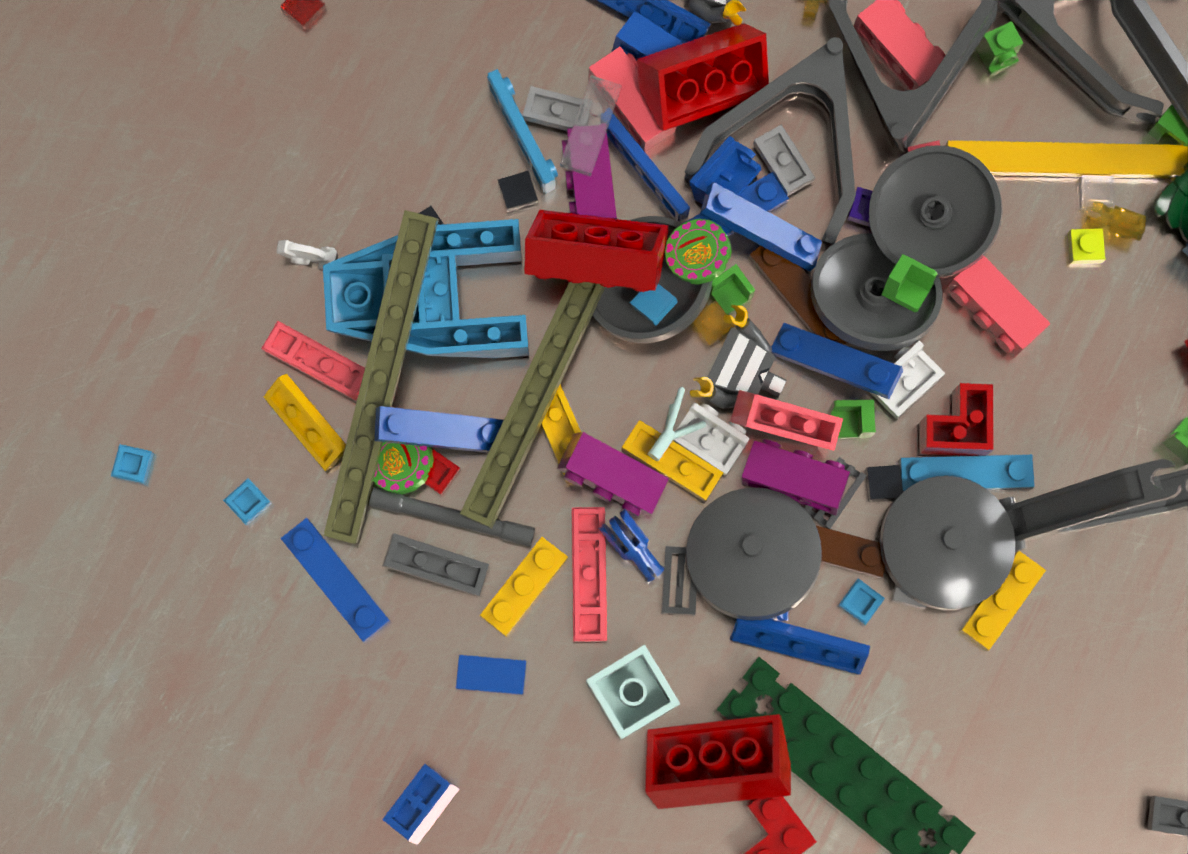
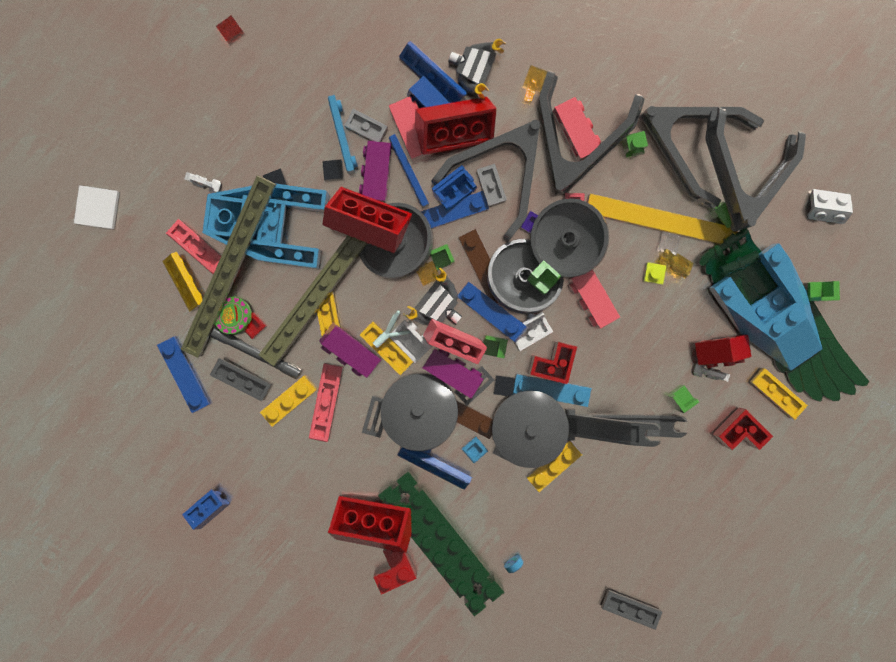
camera: 15 degrees right, 10 degrees up
(132, 464) = (81, 284): dark azure tile -> none
(136, 332) = (96, 207): none -> white tile
(247, 501) = (142, 319): dark azure tile -> none
(435, 429) = (254, 303): plate -> none
(491, 674) = (259, 446): blue tile -> none
(590, 125) = (381, 142): clear tile -> none
(632, 692) = (334, 475): light aqua brick -> none
(634, 547) = (352, 391): blue arm -> none
(654, 304) = (395, 259): dark azure tile -> none
(698, 251) = (425, 233): bright green tile -> none
(761, 226) = (467, 224): plate -> none
(977, 785) = (513, 564): none -> dark azure tile

